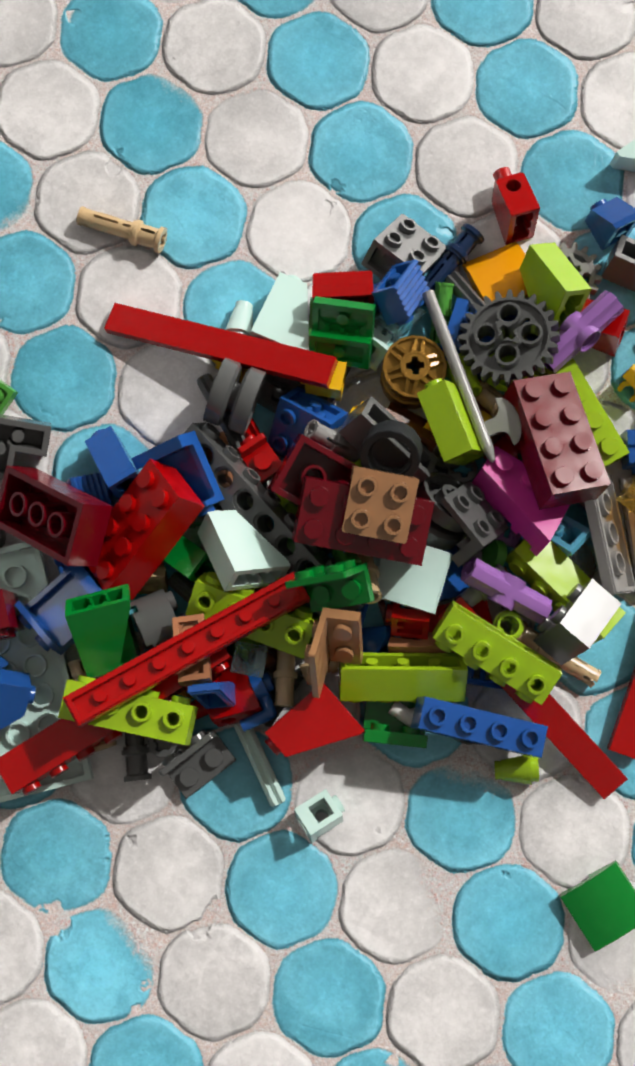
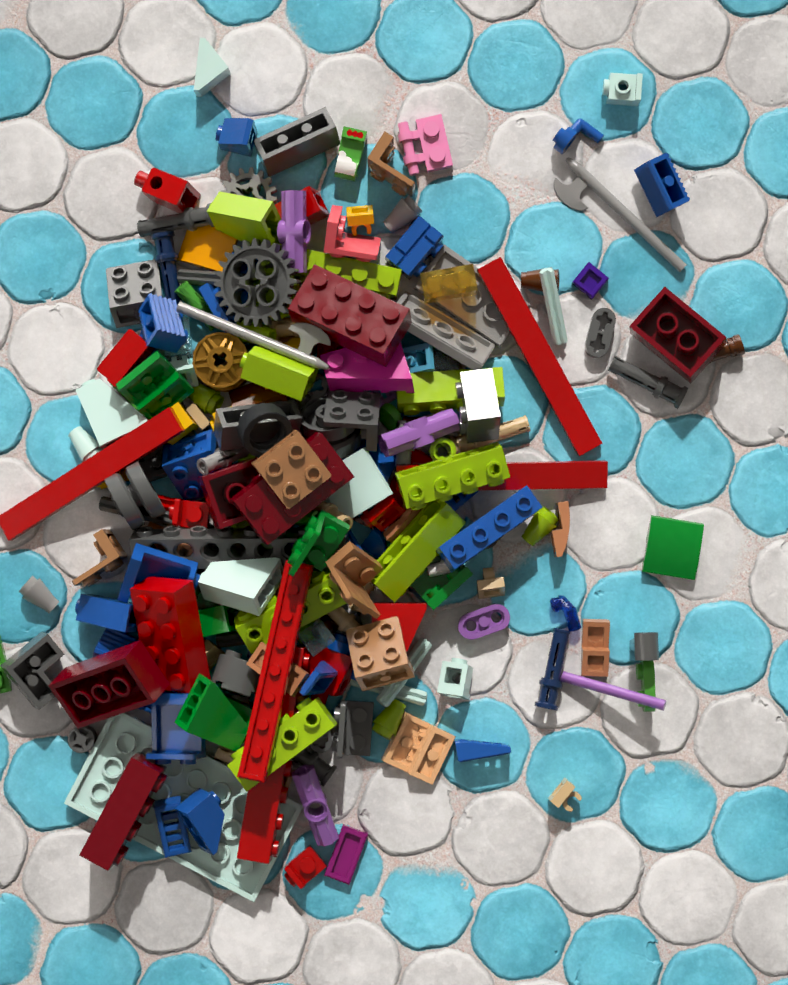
camera: 45 degrees left, 5 degrees up
(38, 827) = (304, 867): none -> red bracket
(80, 393) = (38, 594): none -> light grey cone
(81, 854) = (346, 854): none -> magenta tile
(93, 802) = (309, 793): none -> medium lavender piece
(173, 412) = (105, 545): none -> medium nougat bracket
(230, 835) = (418, 748): none -> light nougat slope
(233, 787) = (388, 720): none -> lime cone
(273, 889) = (473, 750): none -> blue slope
(283, 727) = (379, 654): none -> medium nougat bracket
(284, 764) = (415, 657): none -> light aqua axle
(302, 1002) = (562, 793): none -> tan tile
(348, 393) = (199, 417): none -> tan tile
(369, 385) = (206, 398): none -> lime cone
(390, 794) = (483, 621): none -> medium lavender plate
(427, 772) = (490, 585): none -> tan tile
(434, 968) = (612, 690): none -> medium lavender bar
(438, 876) = (559, 637): none -> dark blue pin
(456, 914) = (595, 647): none -> nougat slope
(468, 861) = (569, 610): none -> clear blue arm
(474, 984) = (646, 673): none -> bright green plate
(499, 961) = (645, 646): none -> dark grey piece
(506, 241) = (189, 220): none -> dark grey pin
(525, 796) = (560, 537): none -> nougat slope
(601, 382) = (344, 244): none -> coral bracket

